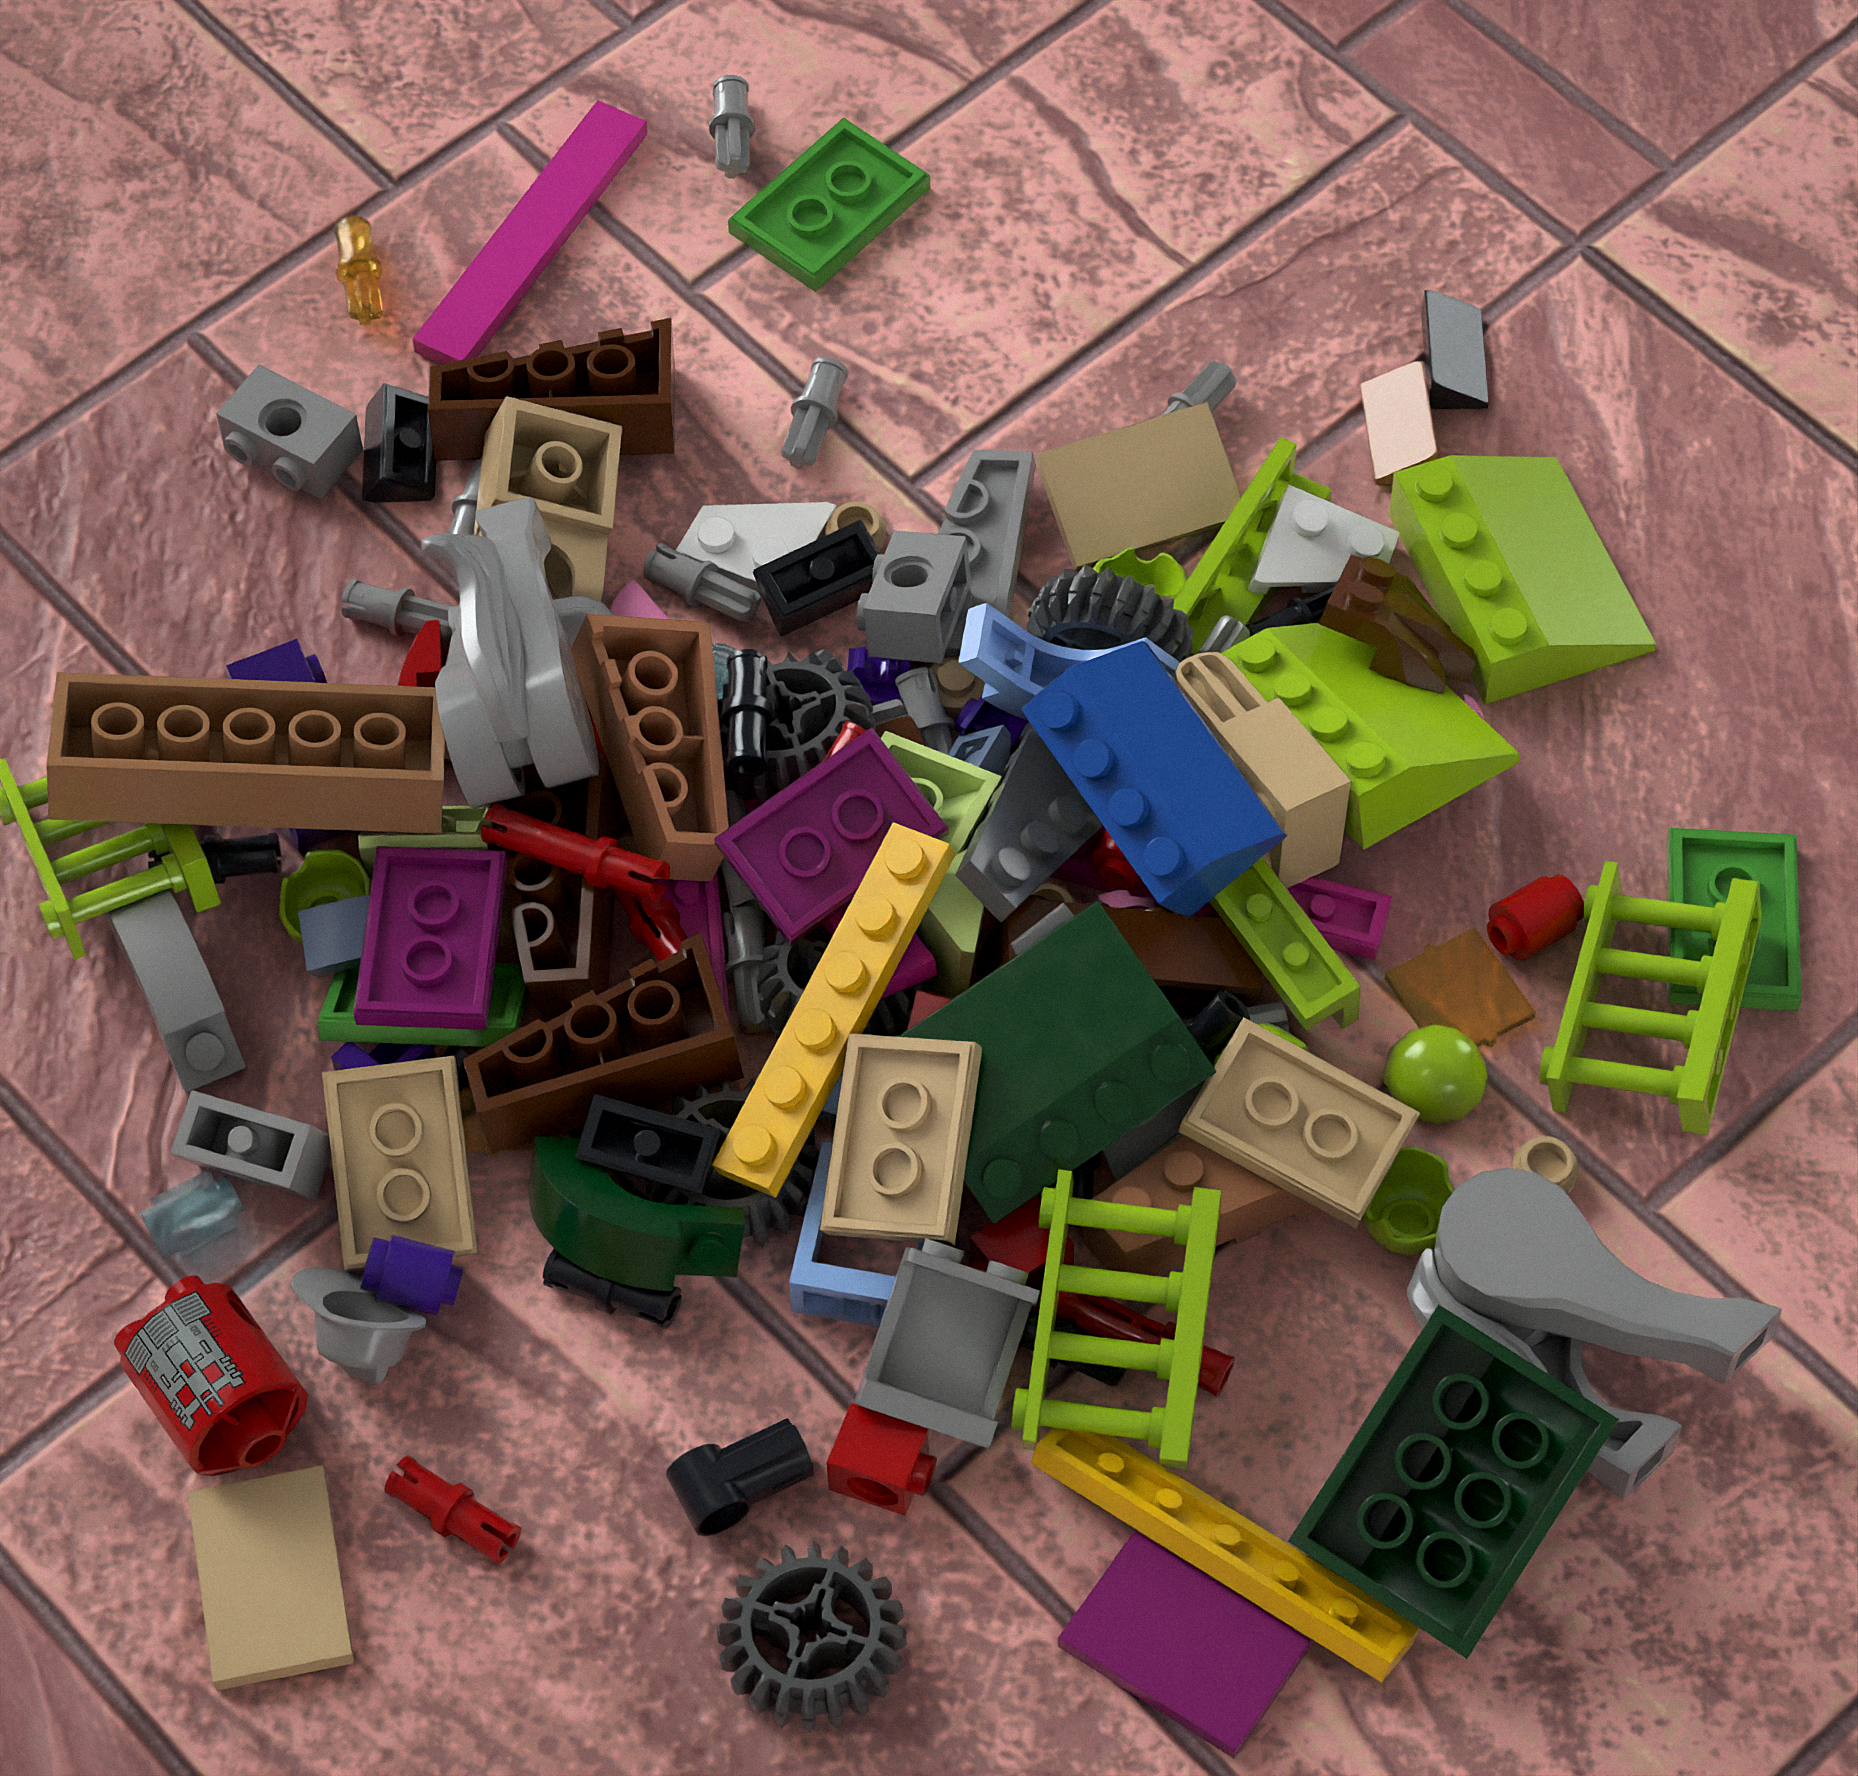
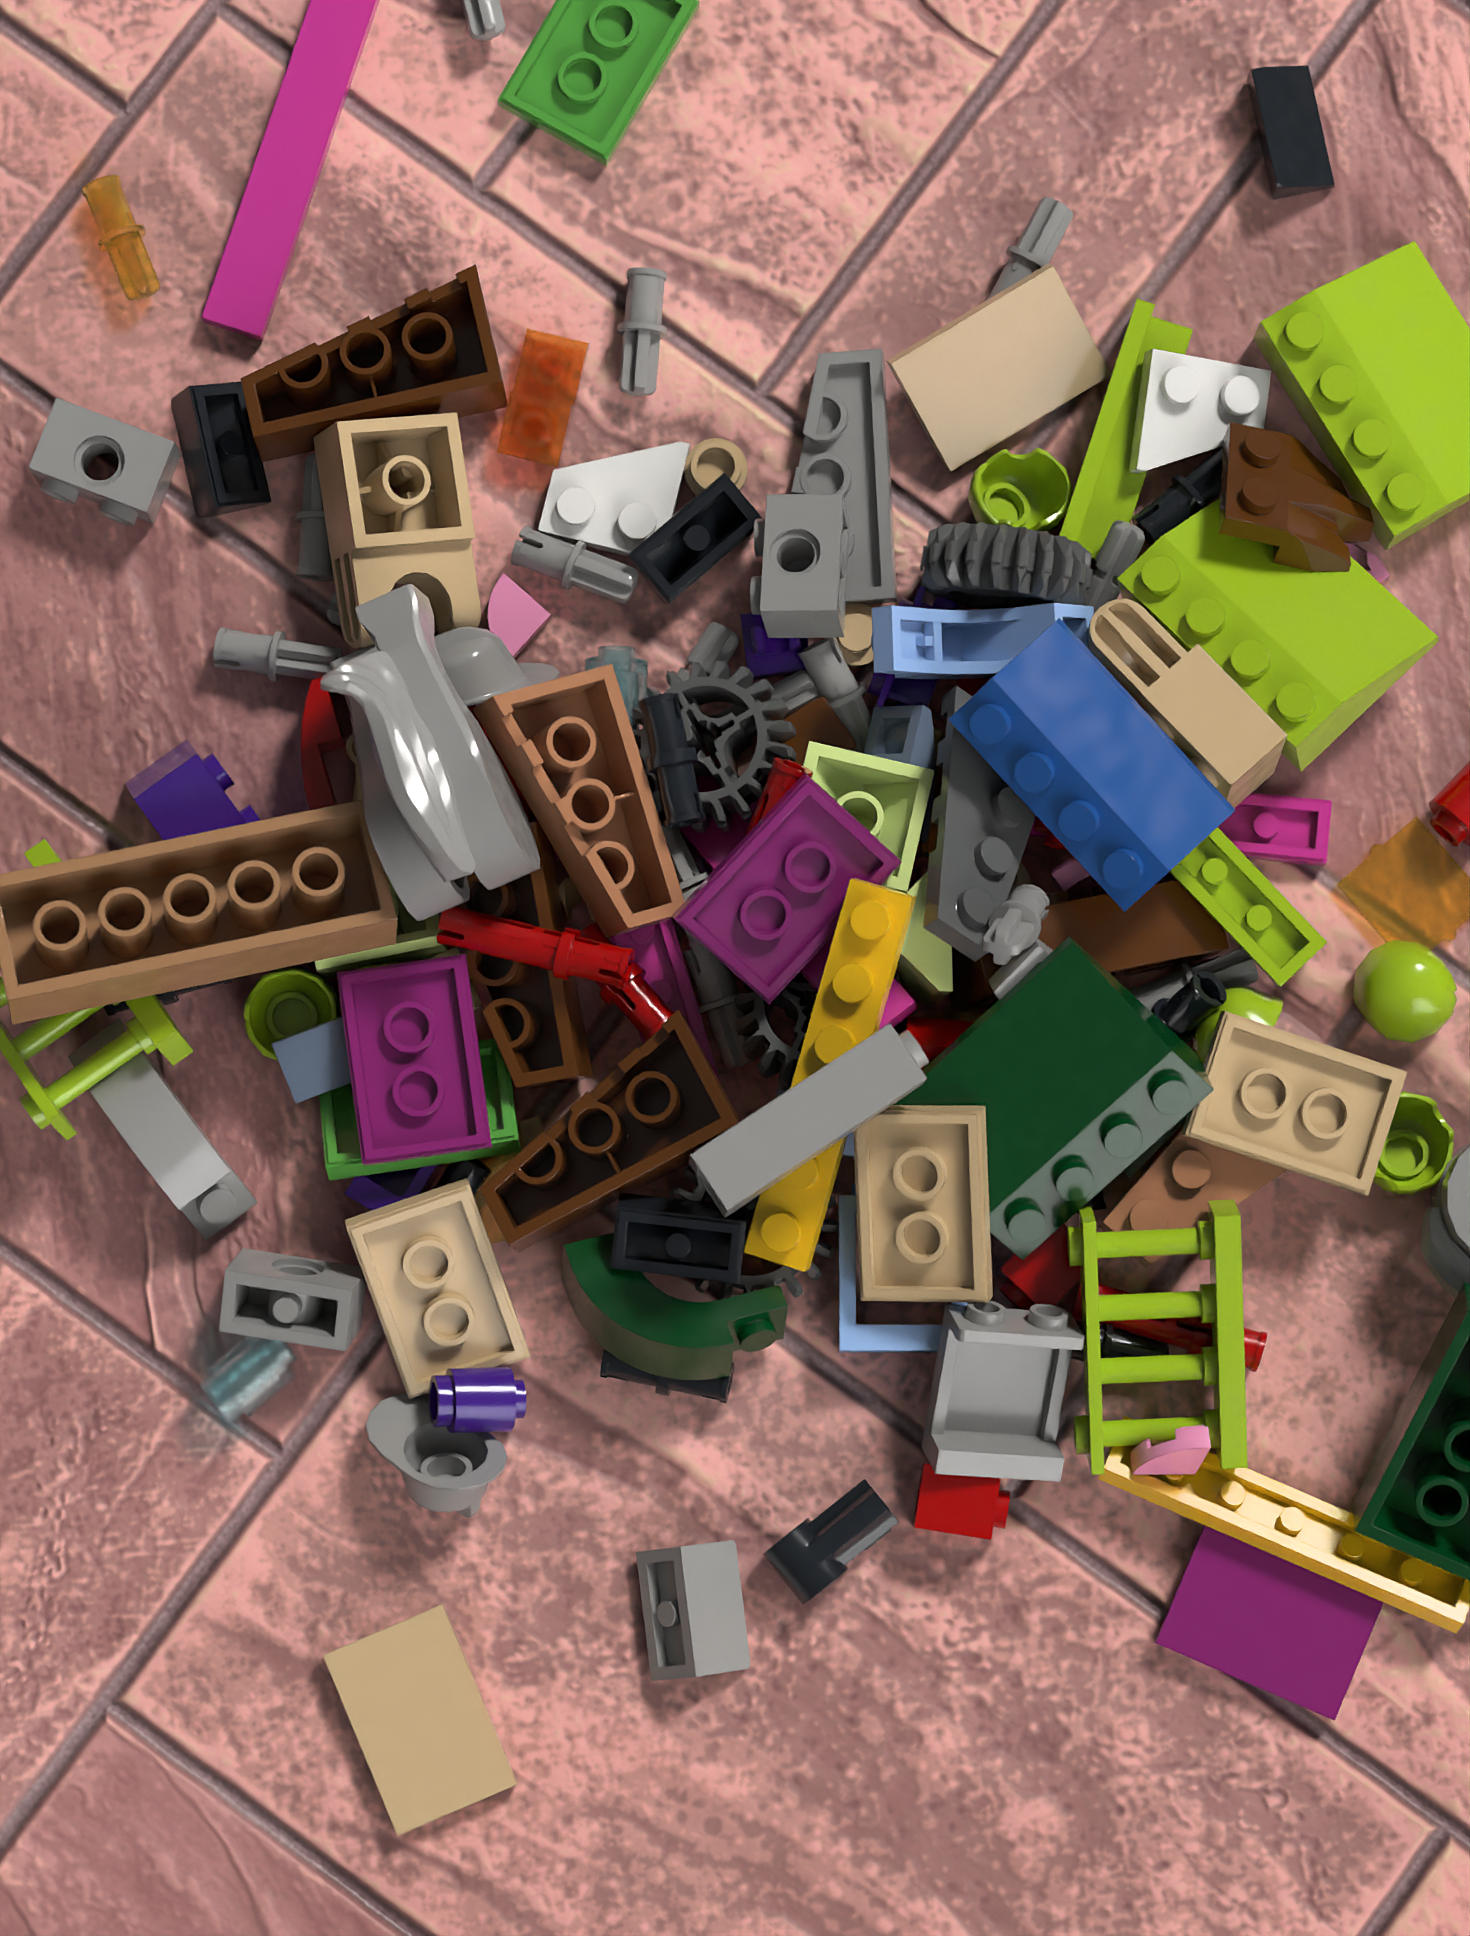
camera: 10 degrees left, 25 degrees up
(212, 1378) = (324, 1555): red cylinder -> none
(452, 1509) = (572, 1623): red pin -> none
(581, 1517) = (693, 1610): none -> light grey panel
(711, 451) = (543, 397): none -> clear orange slope
(762, 1613) = (986, 1695): dark grey gear -> none
(793, 1017) = (809, 1118): none -> light grey slope
(1046, 883) = (1015, 923): none -> light grey axle
(1112, 1438) = (1174, 1456): none -> bright pink tile
(1398, 421) = (1248, 234): slope -> none

